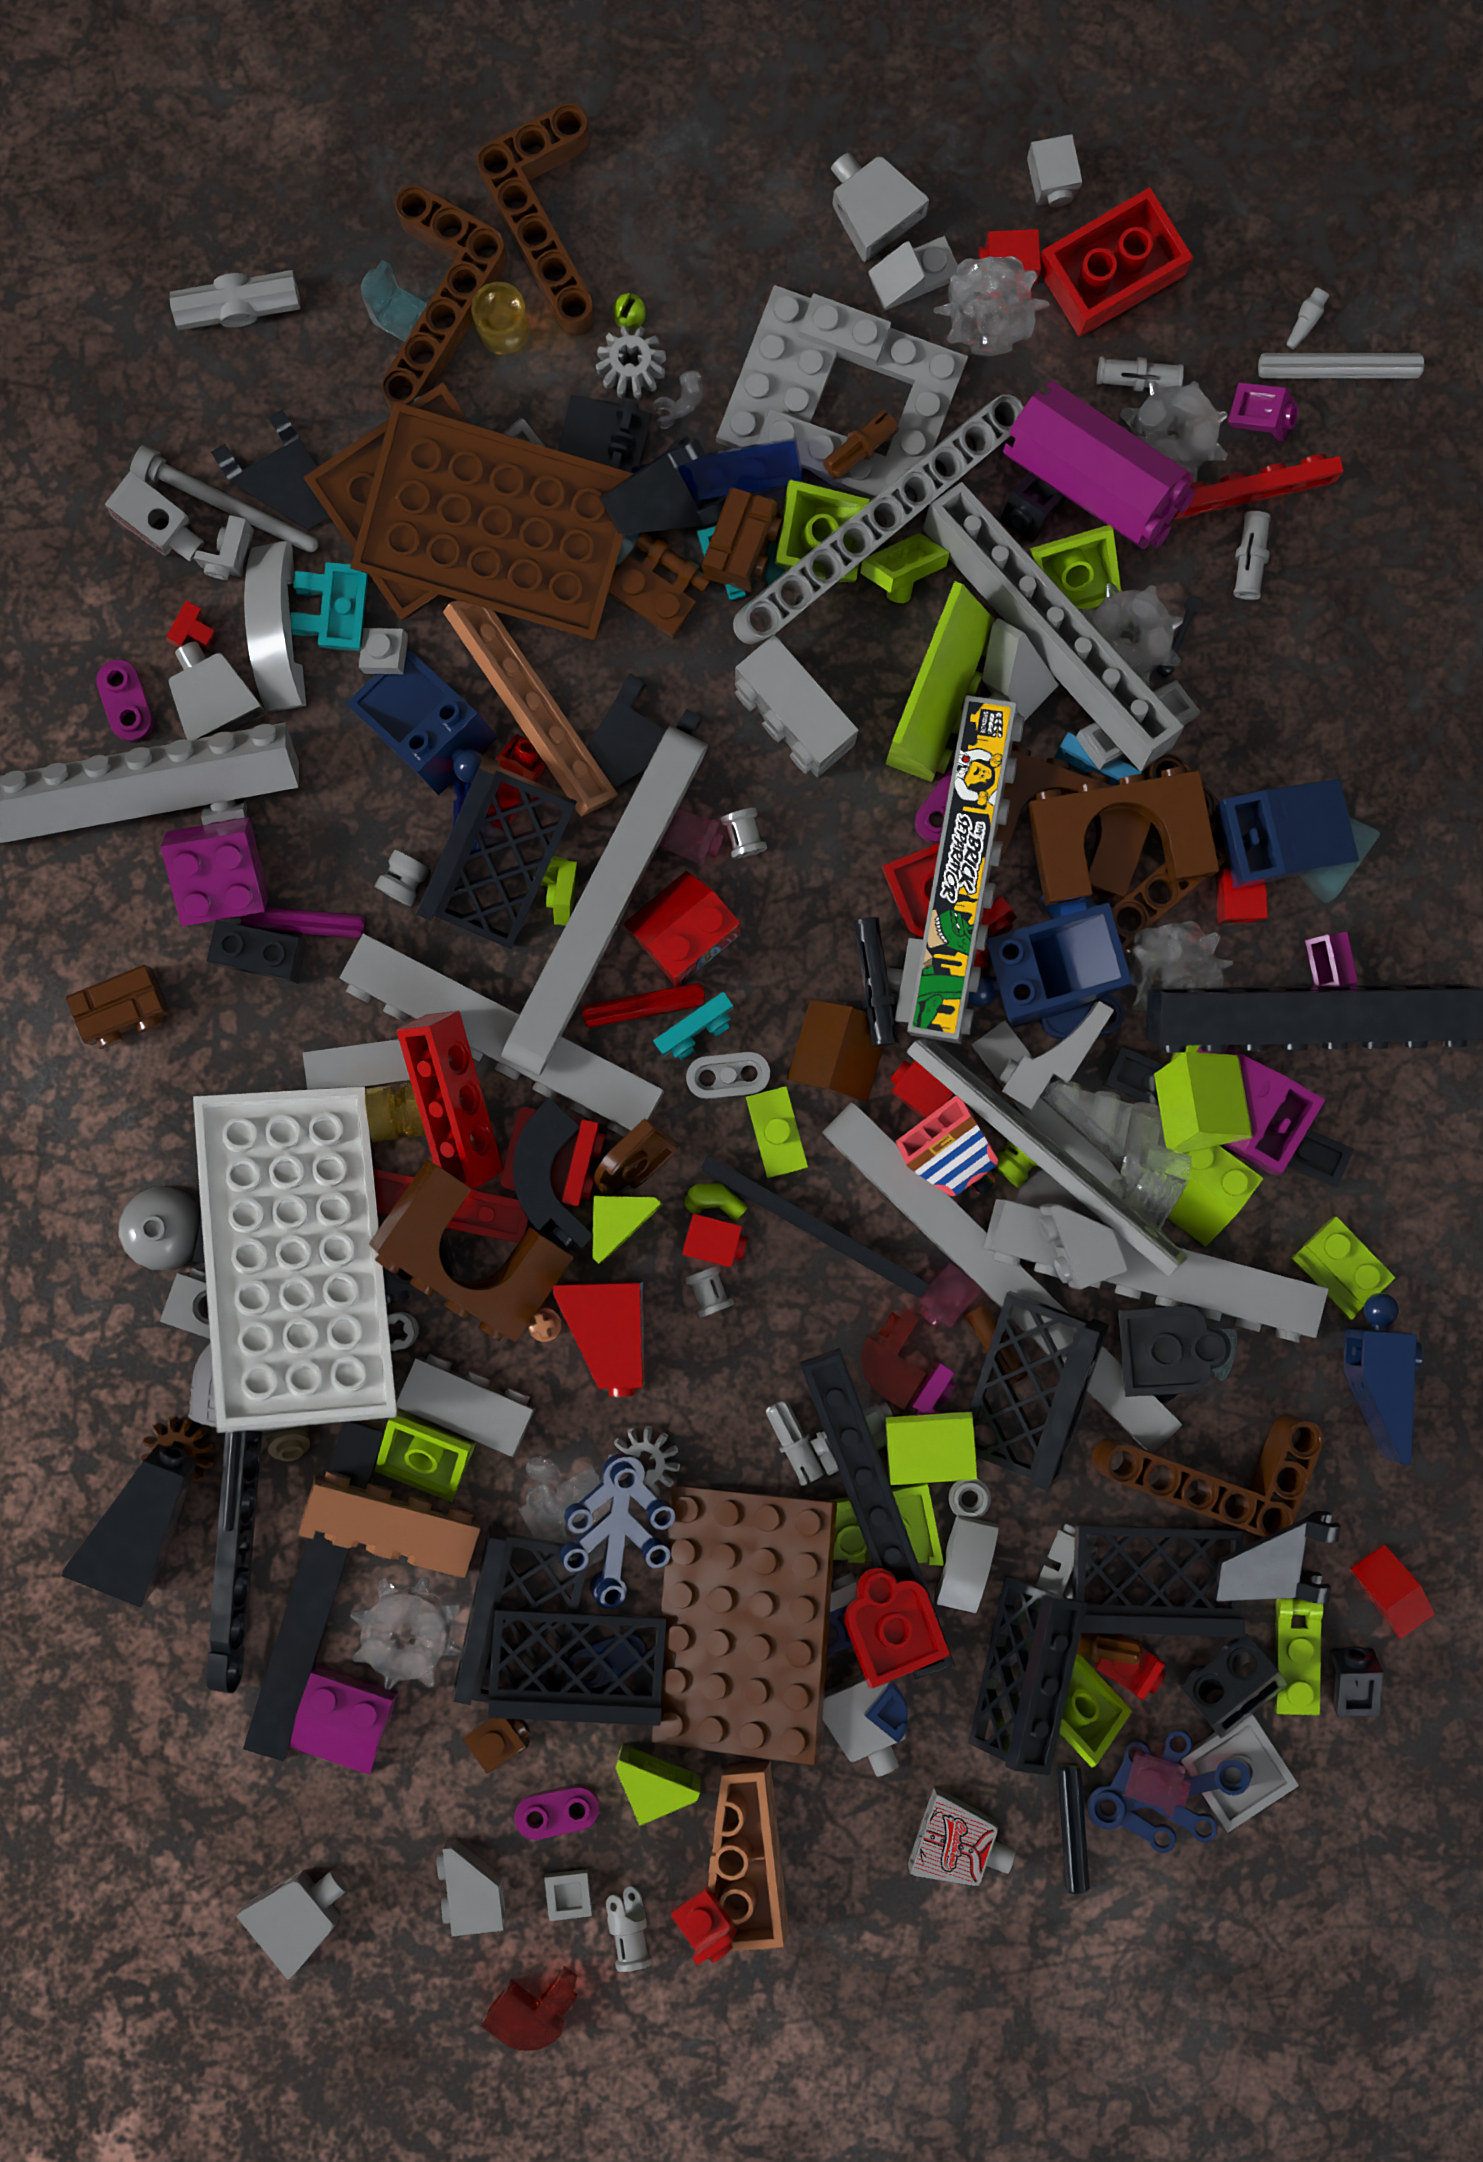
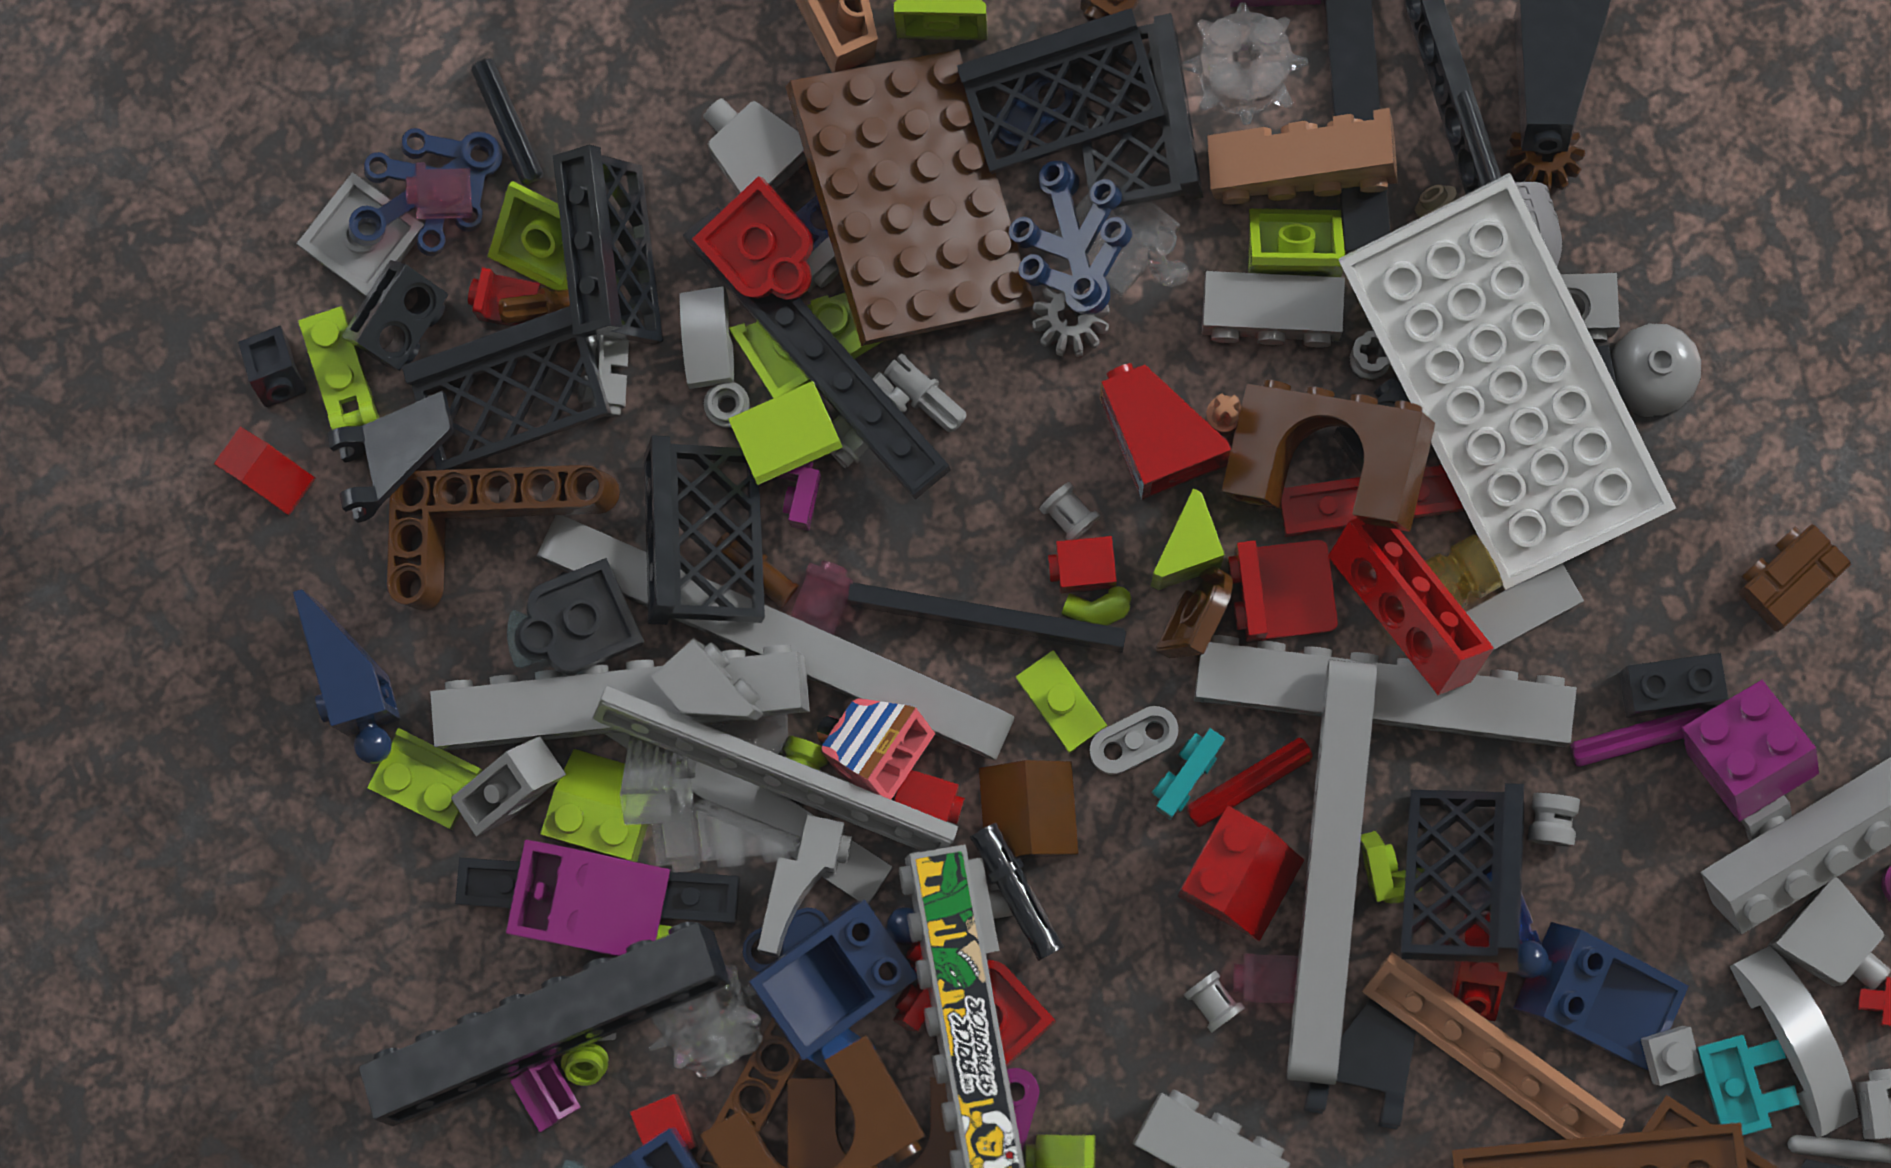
camera: 170 degrees right, 5 degrees down
(537, 1148) = (1297, 561): black arch -> none
(883, 1368) = (858, 499): clear red brick -> none
(889, 1712) = (732, 161): dark blue tile -> none
(957, 1842) = (618, 64): light grey torso -> none
(1202, 1101) = (631, 886): lime slope -> none
(1276, 1230) = (508, 786): none -> light grey brick
(1288, 972) = (585, 1064): none -> lime plate

